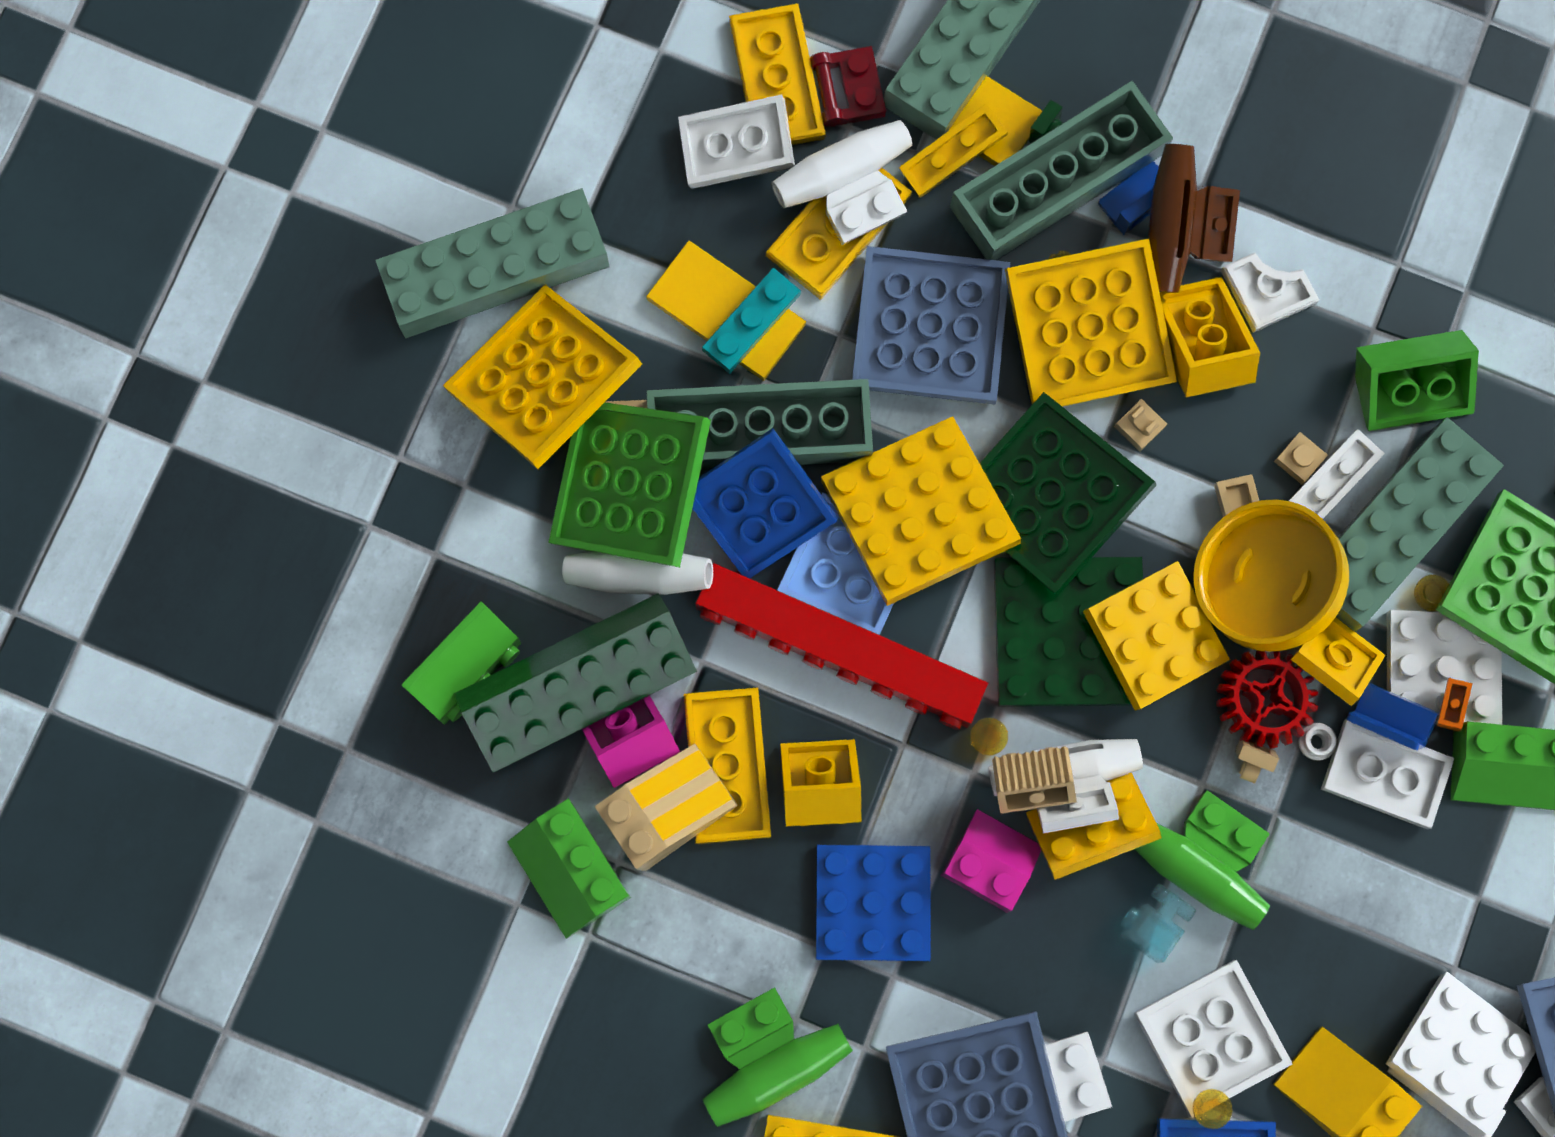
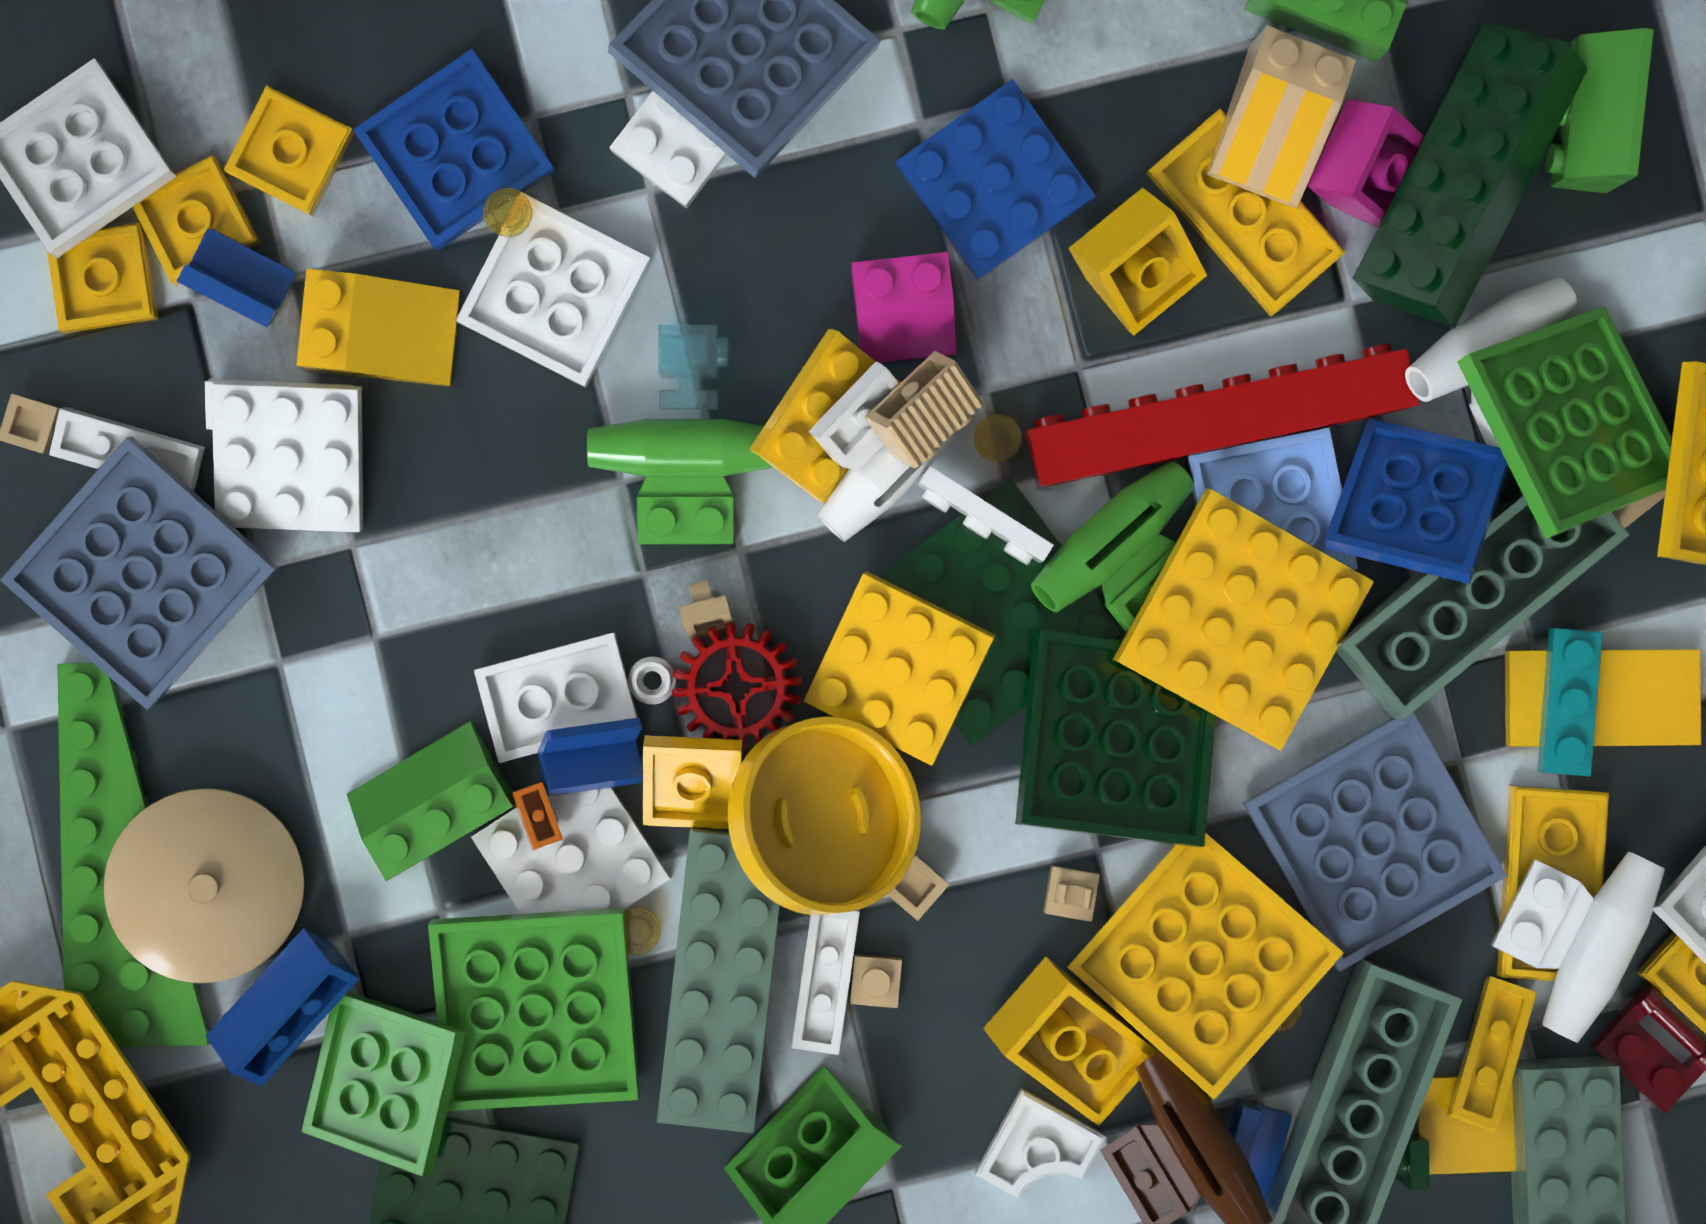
camera: 145 degrees right, 10 degrees up
(965, 611) = (1118, 547): none -> bright green plate
(1039, 688) = (983, 517): none -> white plate

